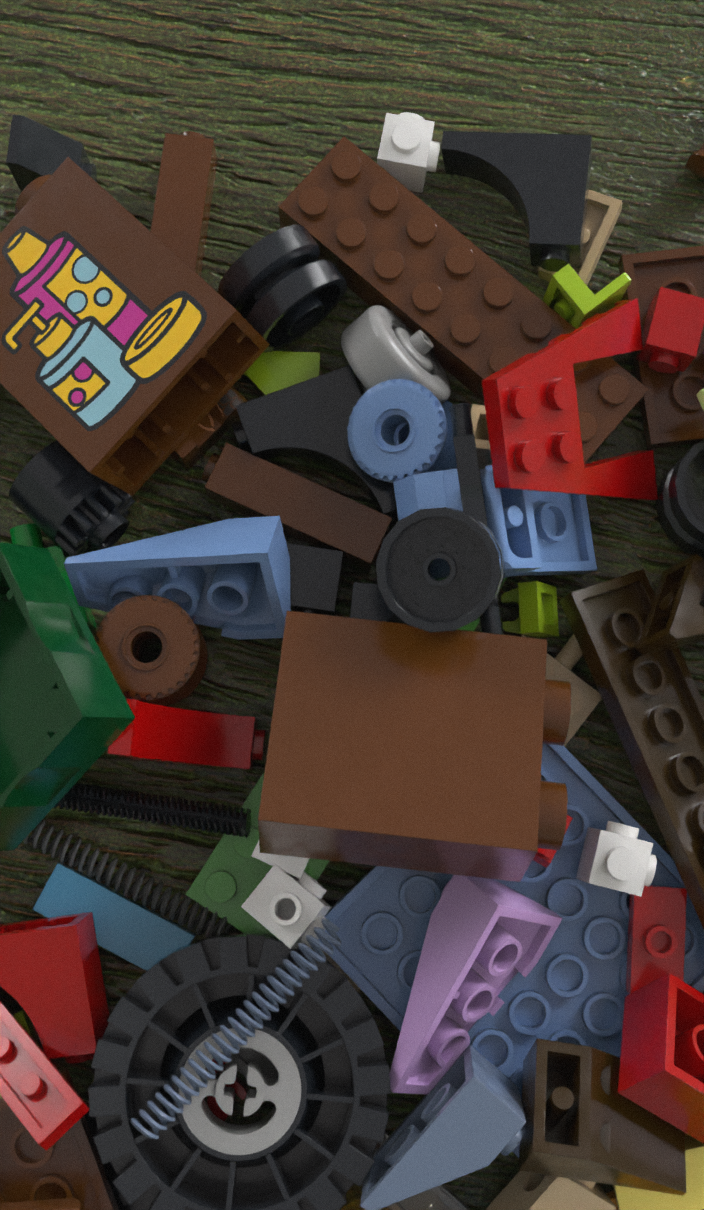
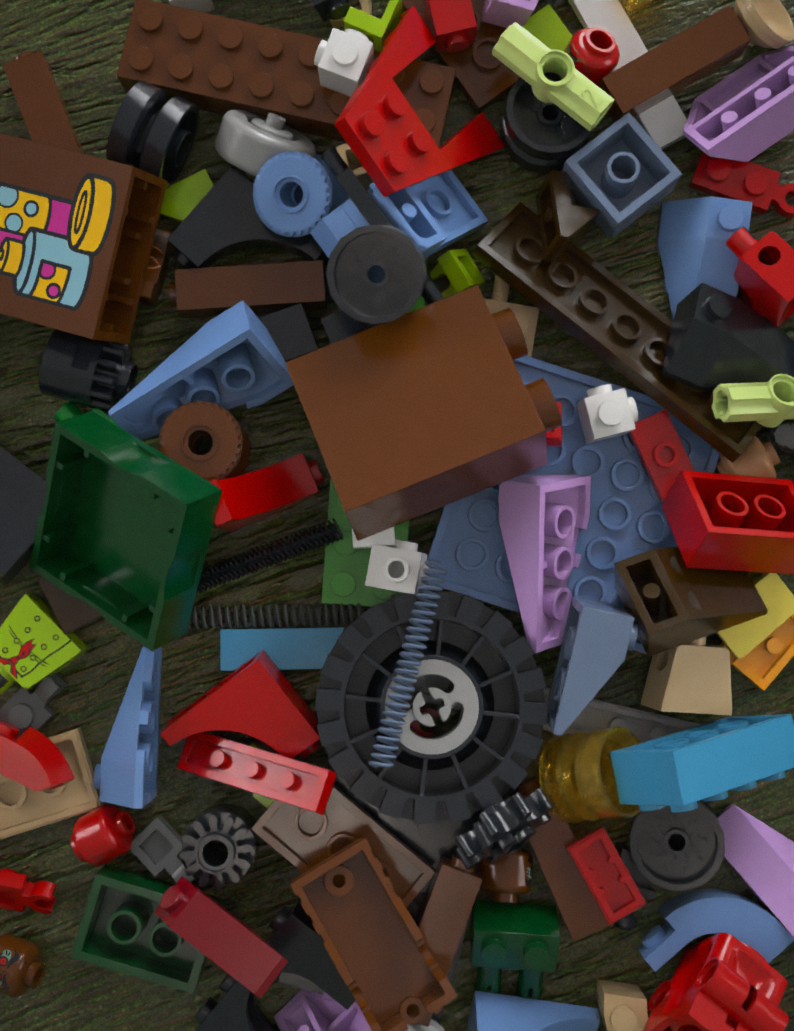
camera: 25 degrees left, 5 degrees up
(530, 317) = (344, 60): none -> white brick

